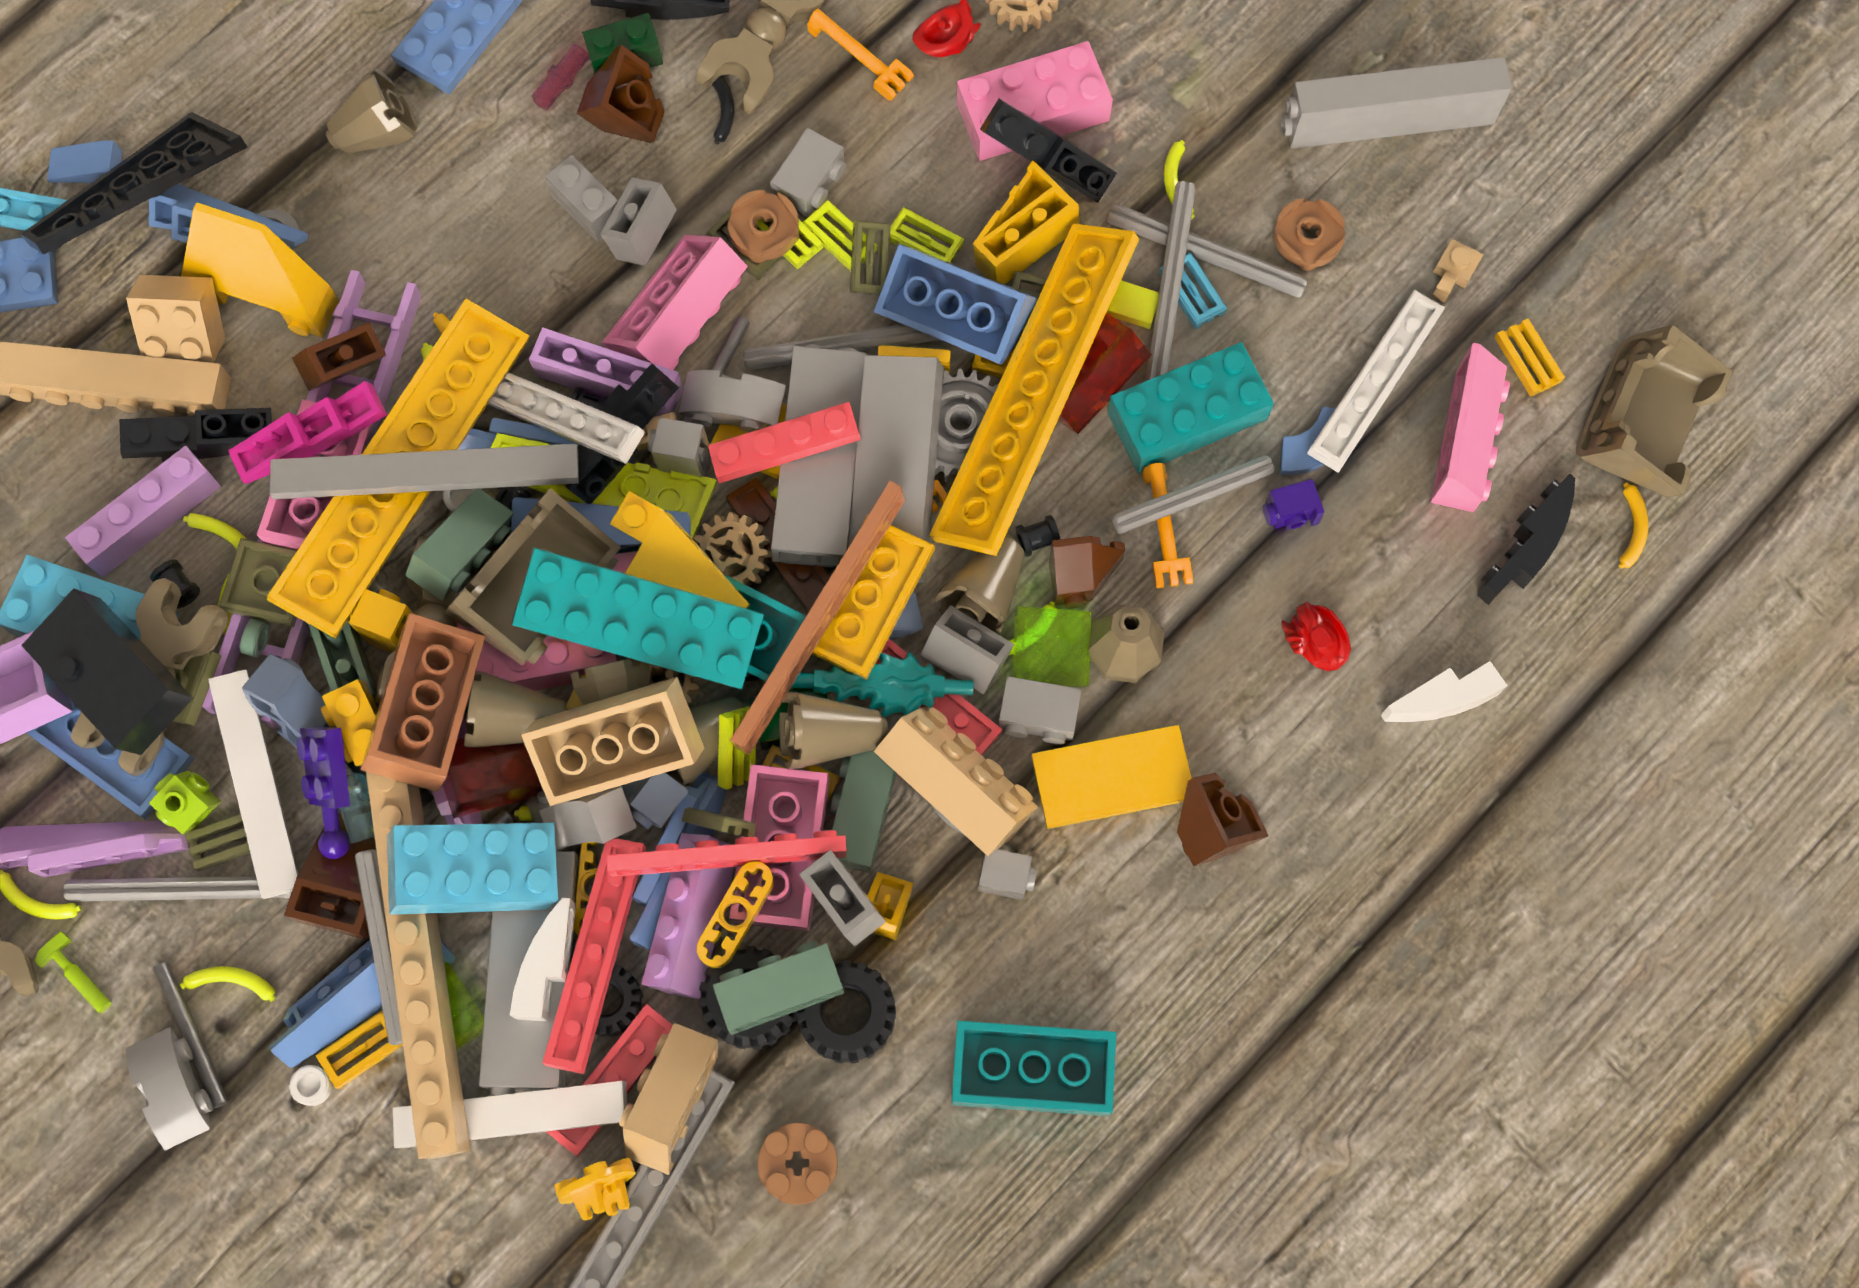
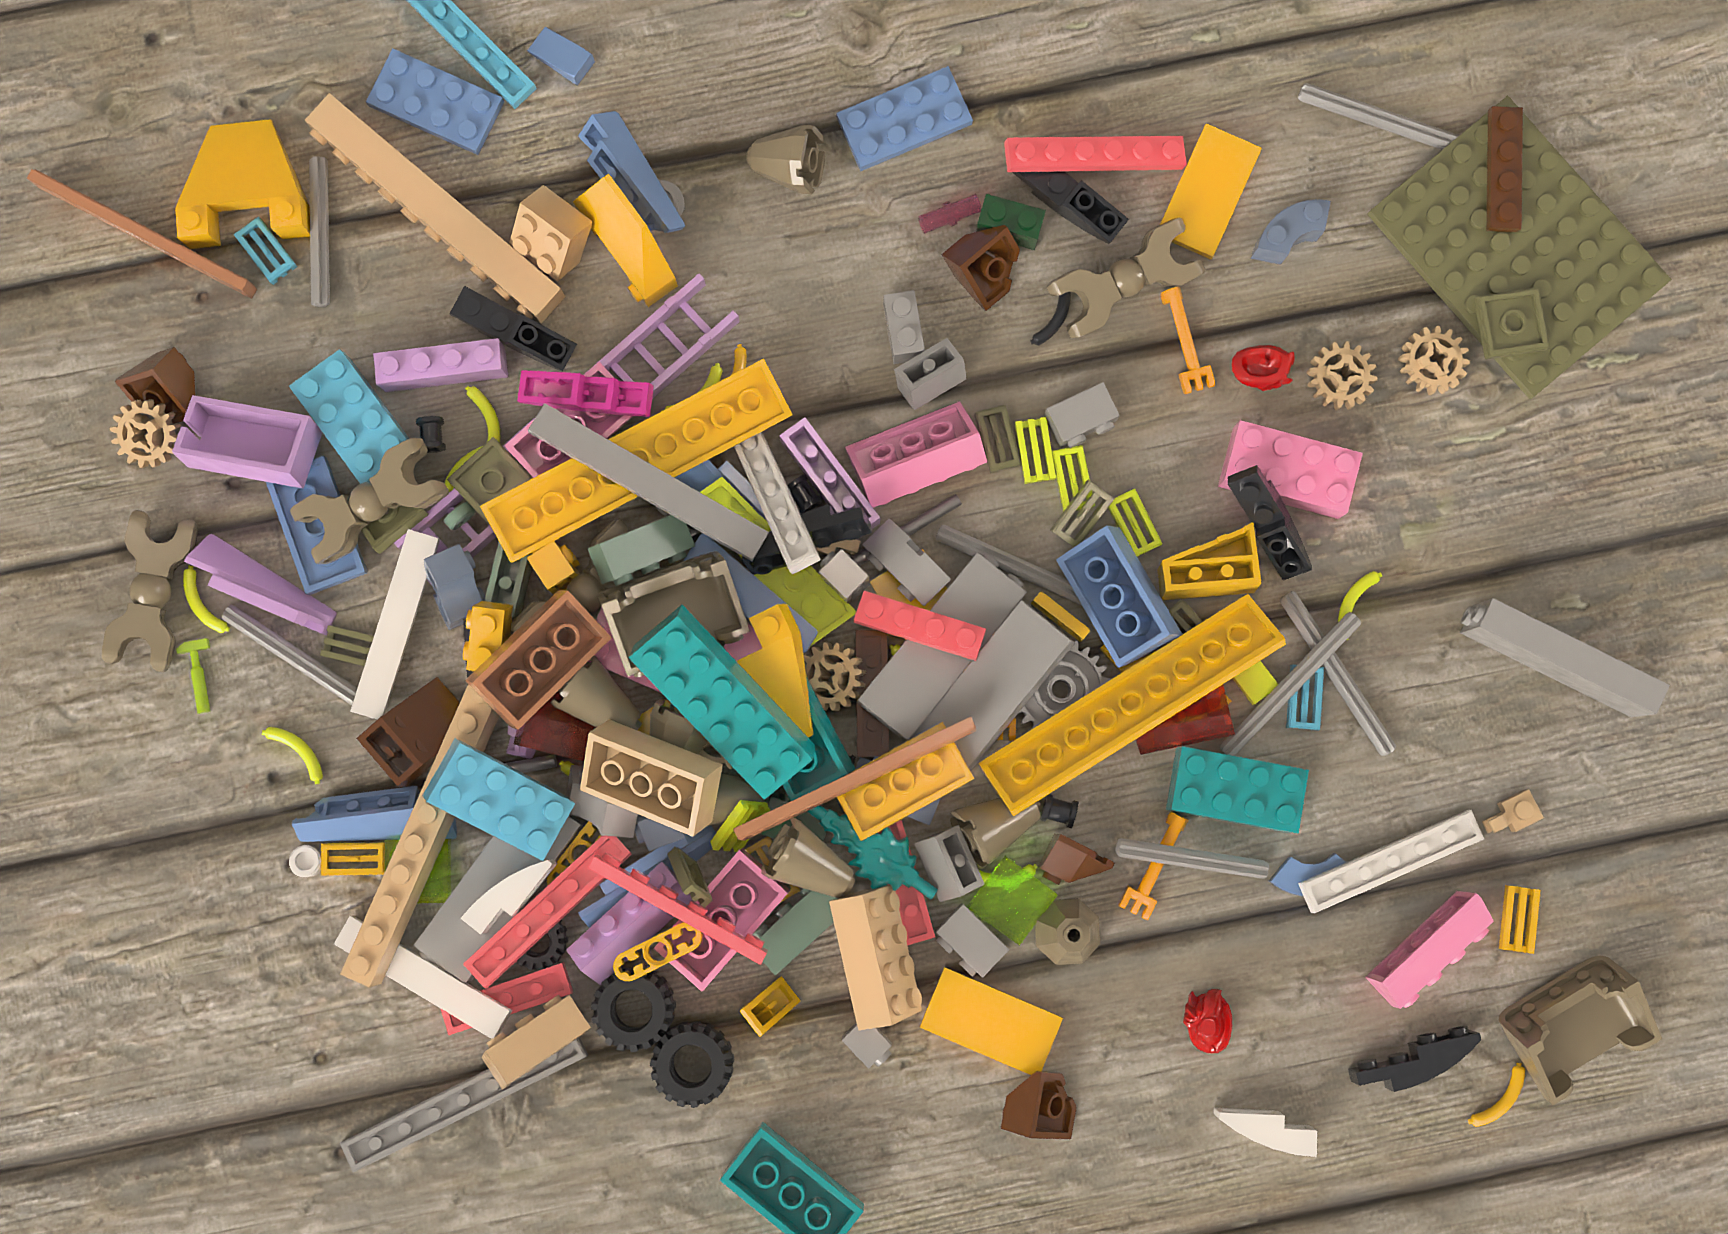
camera: 35 degrees right, 10 degrees up
(107, 672) = (338, 486): black brick -> none
(160, 164) = (609, 99): black wing -> none
(165, 1078) = (213, 792): light grey brick -> none
(183, 801) = (340, 603): lime brick -> none
(190, 1034) = (248, 770): flat silver bar -> none
(326, 783) = (440, 664): dark purple plate -> none
(339, 356) = (645, 343): reddish brown brick -> none
(358, 815) = (450, 692): clear light blue piece -> none
(374, 909) = (414, 786): light grey axle -> none
(598, 1188) = (447, 1071): yellow plate -> none
(763, 244) = (1033, 425): medium nougat plate -> none
(777, 987) = (652, 1024): sand green brick -> none
(814, 1179) = (574, 1146): medium nougat plate -> none
(842, 898) = (736, 994): light grey brick -> none
(1293, 506) = (1259, 915): dark purple brick -> none
(1304, 251) = (1434, 697): medium nougat plate -> none

